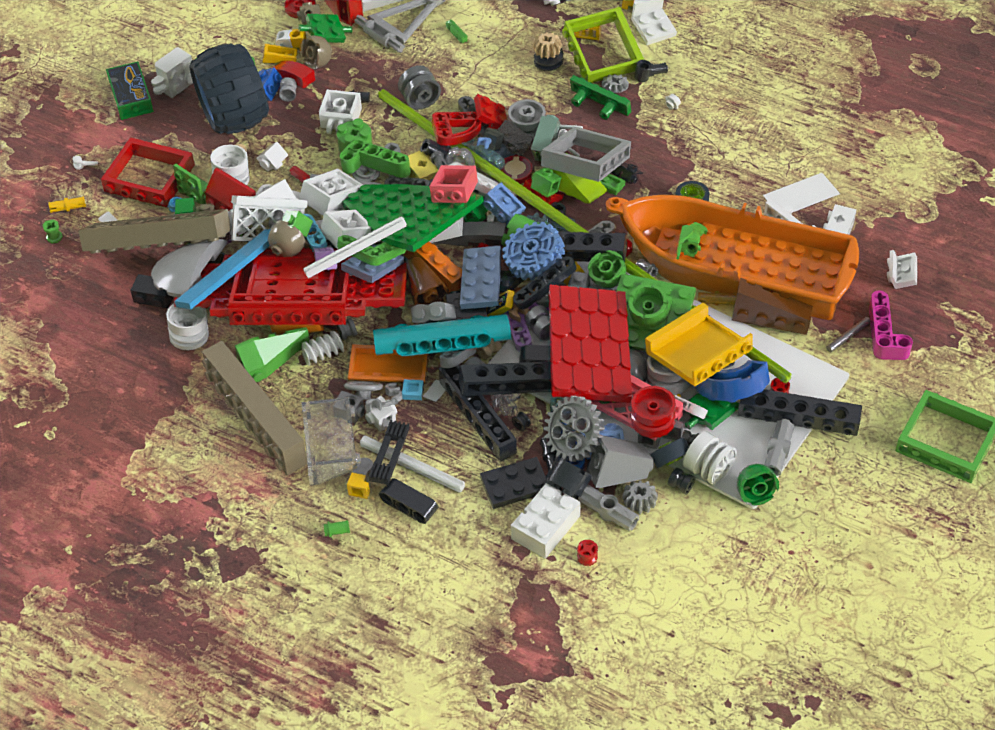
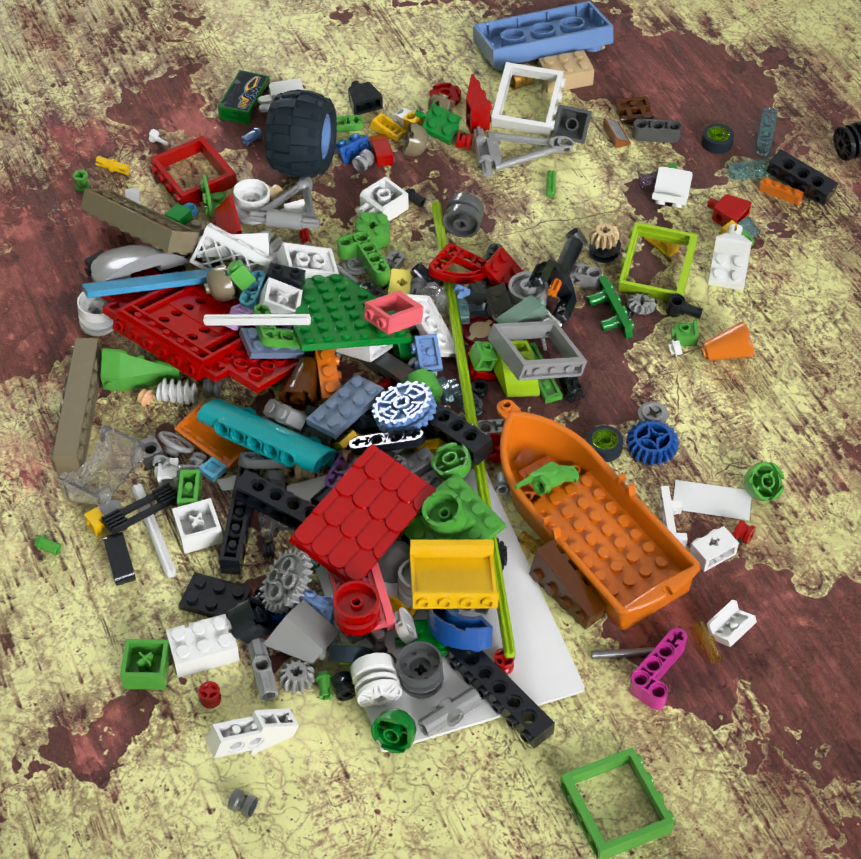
camera: 35 degrees right, 0 degrees up
(170, 116) = (252, 136): none -> medium blue pin
(237, 35) = (364, 98): none -> black torso
(276, 165) = (289, 219): none -> light grey piece
(297, 368) = (145, 397): none -> light nougat plate
(331, 203) = (287, 275): none -> black brick
(355, 32) = (464, 140): none -> red wheel
(420, 418) = (189, 487): none -> bright green brick
(449, 436) = (197, 525): none -> white brick
(518, 561) = (145, 664): none -> bright green brick
(539, 90) = (558, 275): none -> black piece
(556, 84) = (586, 276): none -> light grey piece
(653, 555) = (251, 733): none -> white brick
(666, 490) = (324, 684): none -> bright green pin
(670, 85) = (686, 333): none -> bright green brick
(694, 610) = (241, 802): none -> flat silver wheel
(700, 153) = (656, 409): none -> light grey gear
(712, 75) = (729, 344): none -> orange cone
(725, 177) = (652, 442): none -> blue gear
(735, 426) = (420, 659): none -> dark grey wheel
(830, 159) = (764, 481): none -> bright green cylinder
(849, 200) = (744, 532): none -> red wheel
(897, 291) = (707, 642): none -> clear yellow pin

